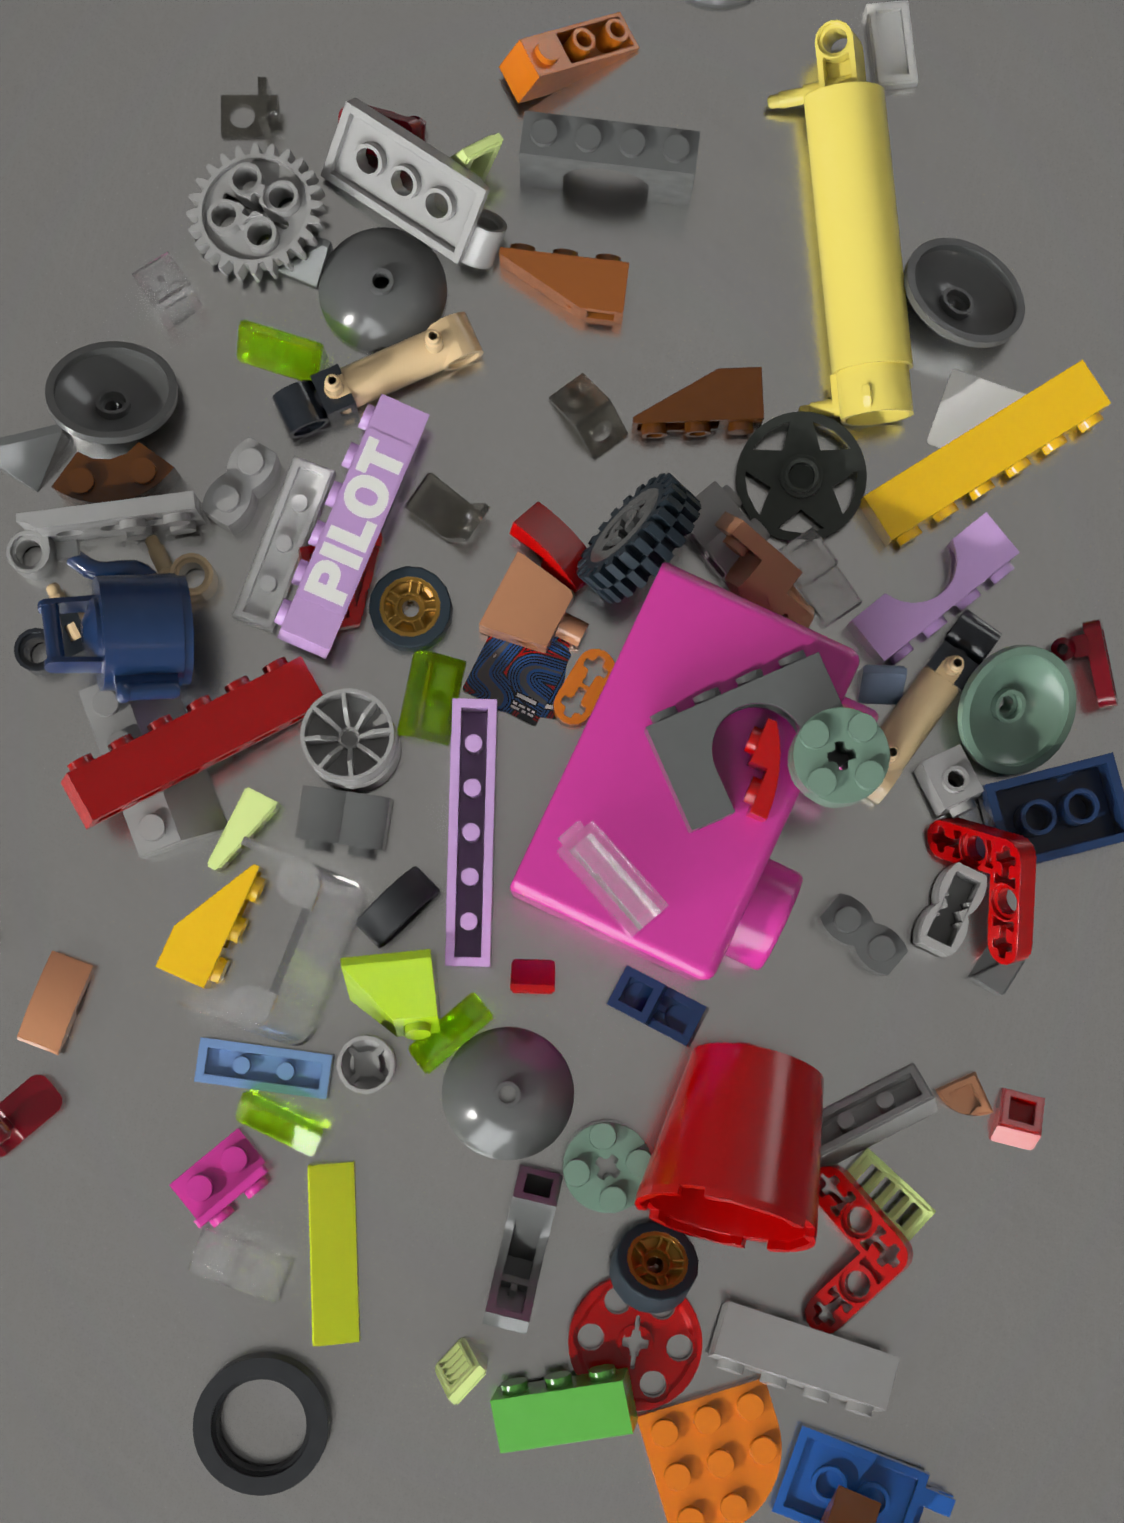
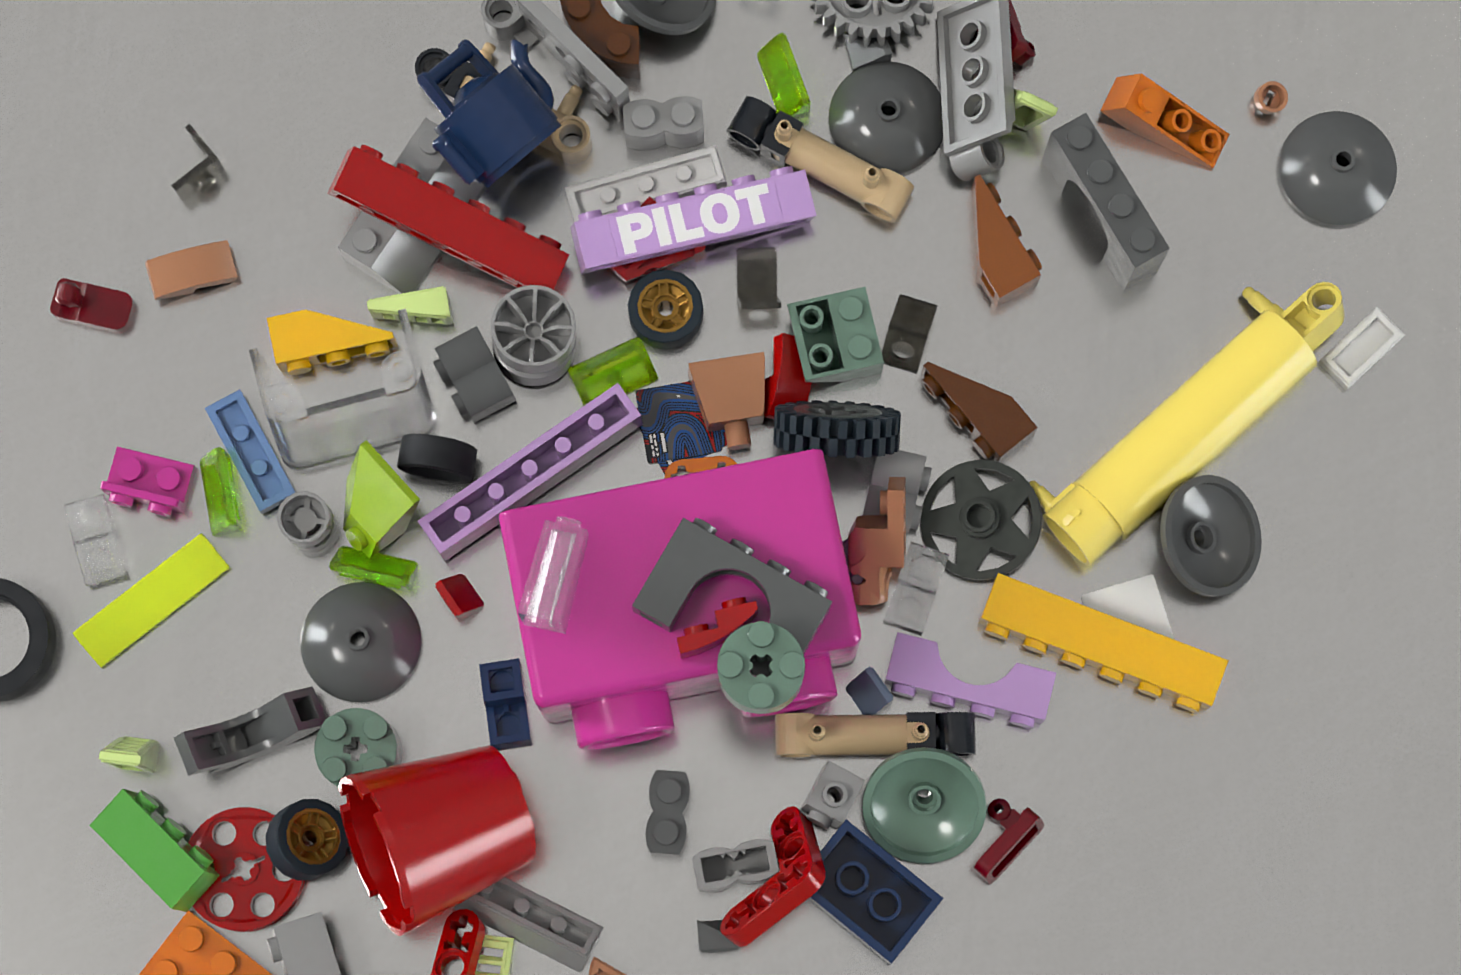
camera: 60 degrees right, 5 degrees down
(550, 478) = (836, 337): none -> sand green slope

